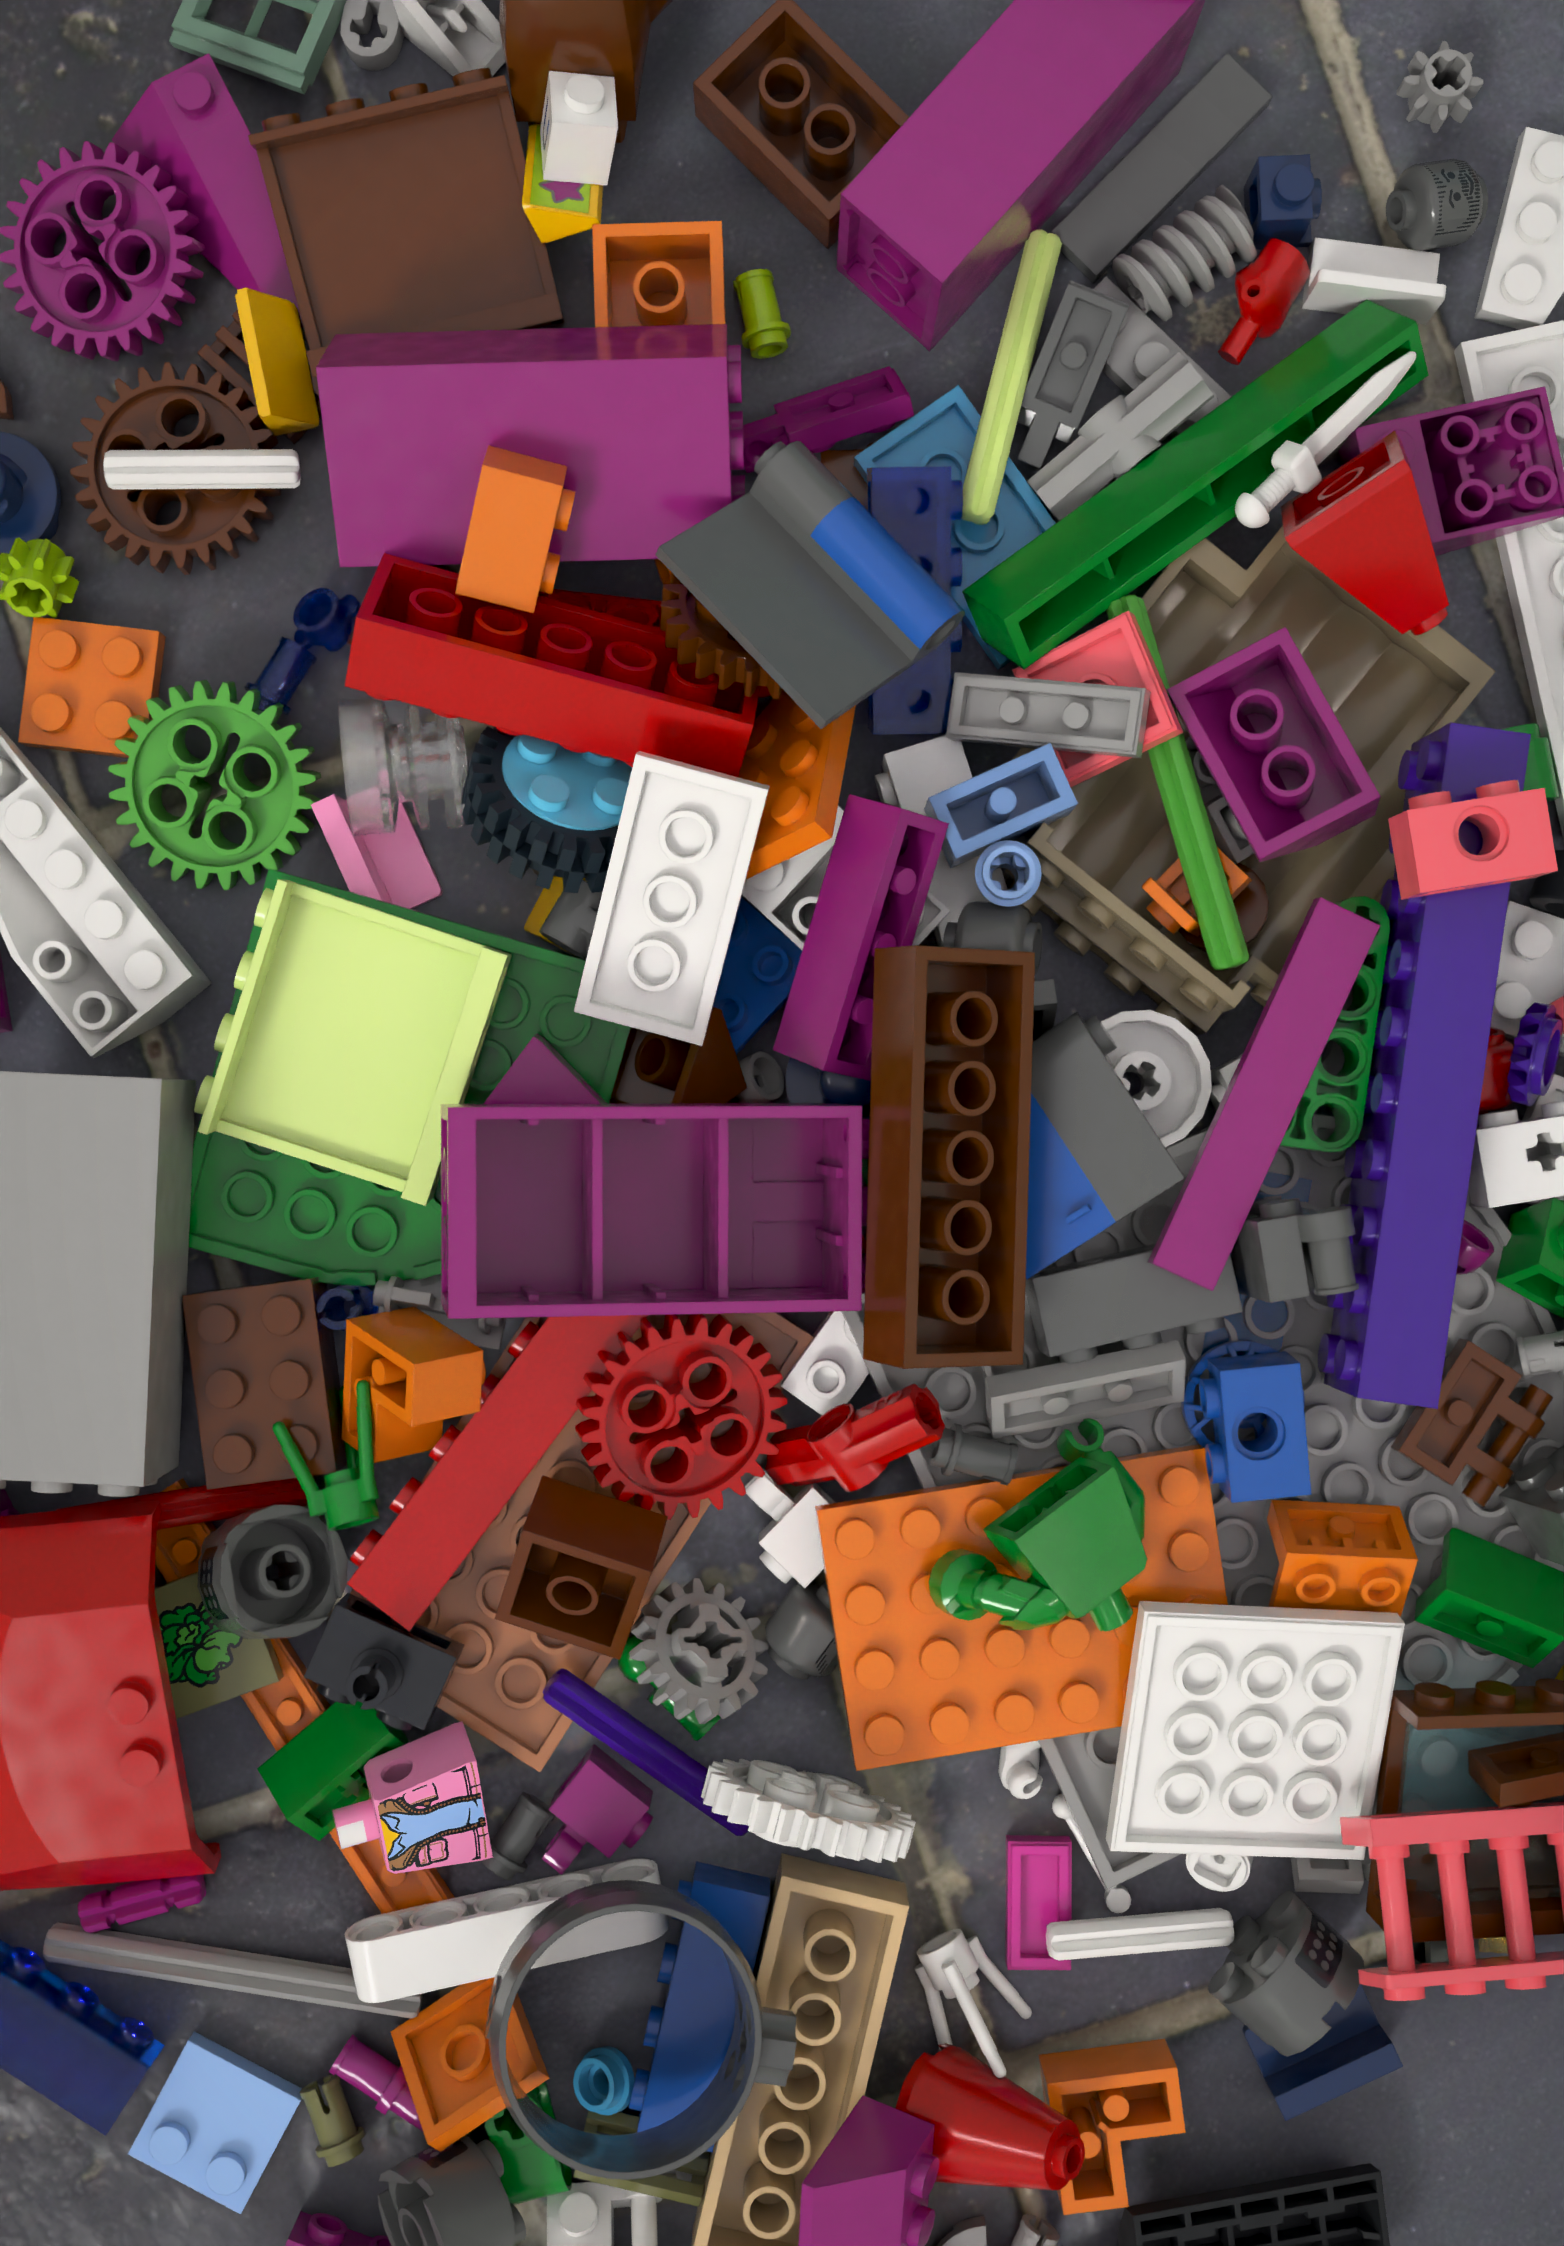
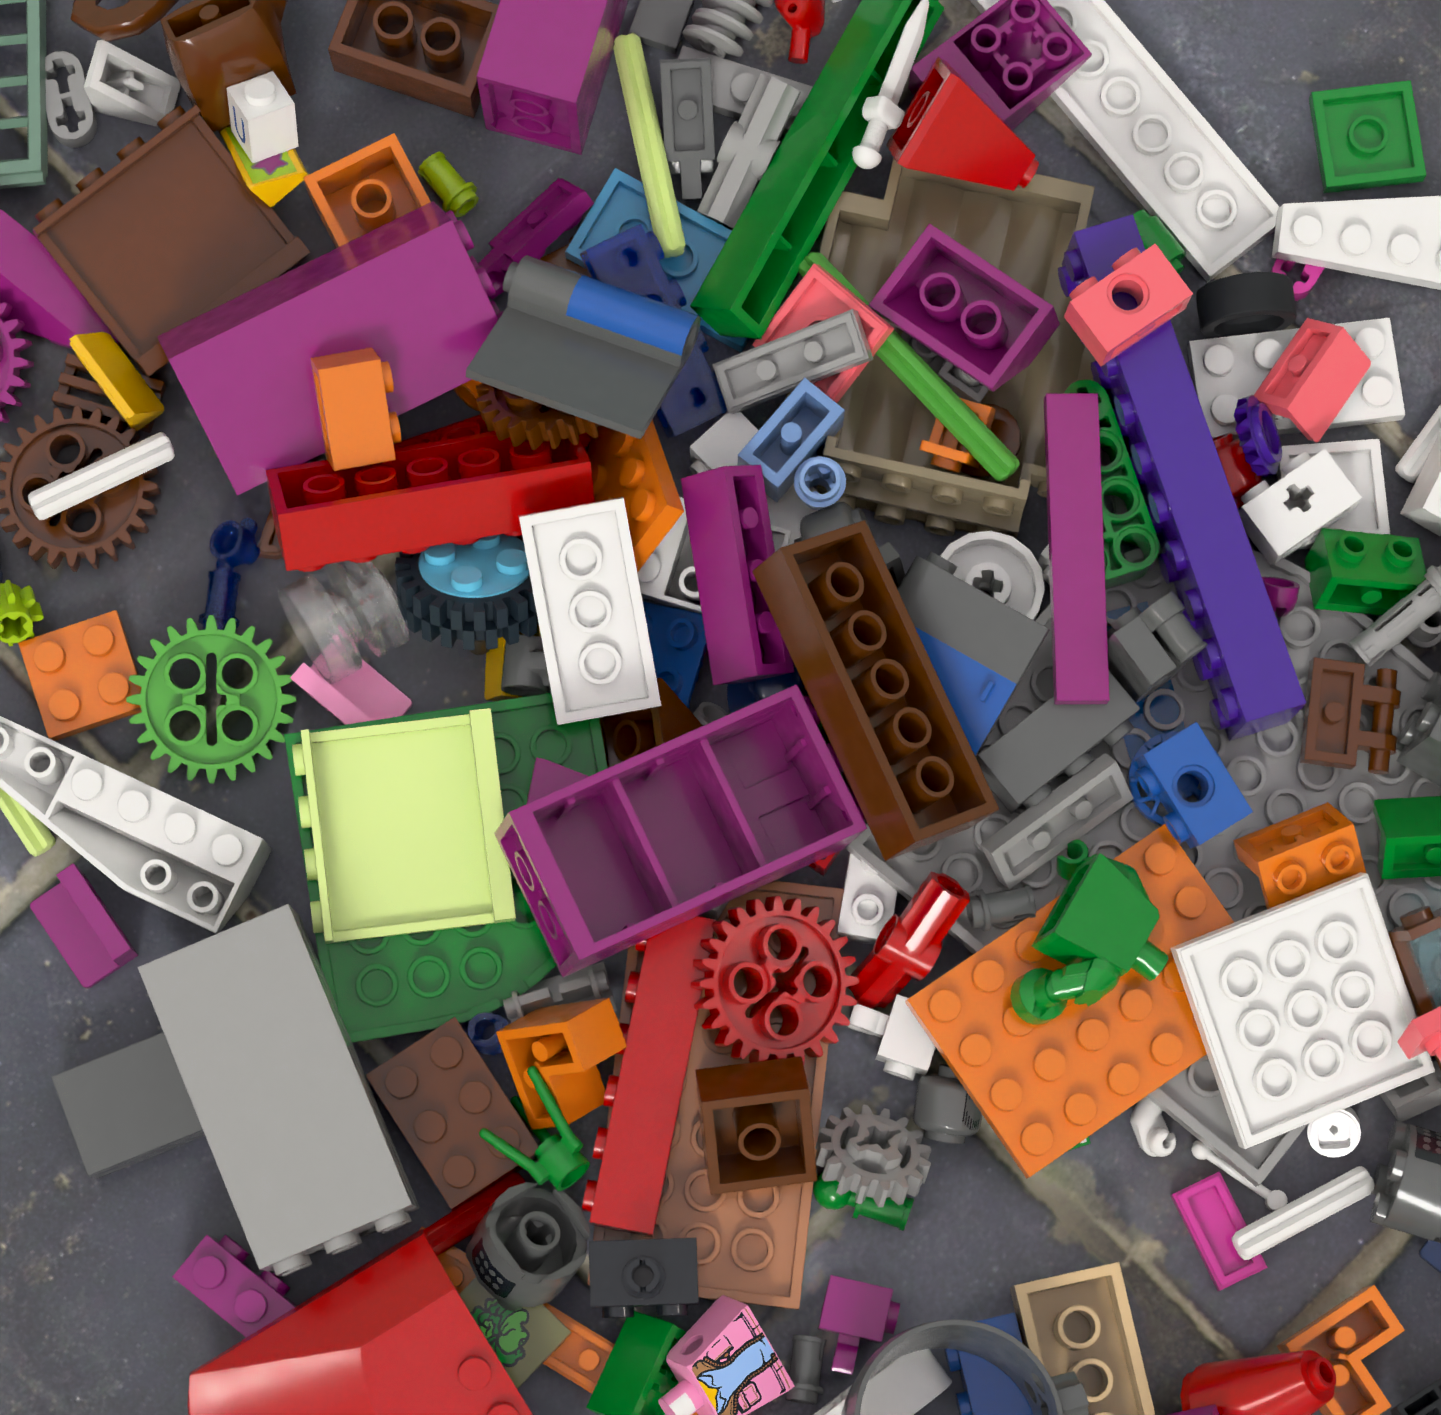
camera: 25 degrees left, 10 degrees down
(632, 1740) = (874, 1253): dark purple axle -> none
(808, 1810) = (1009, 1223): white gear -> none
(951, 1966) = (1178, 1307): white plant -> none

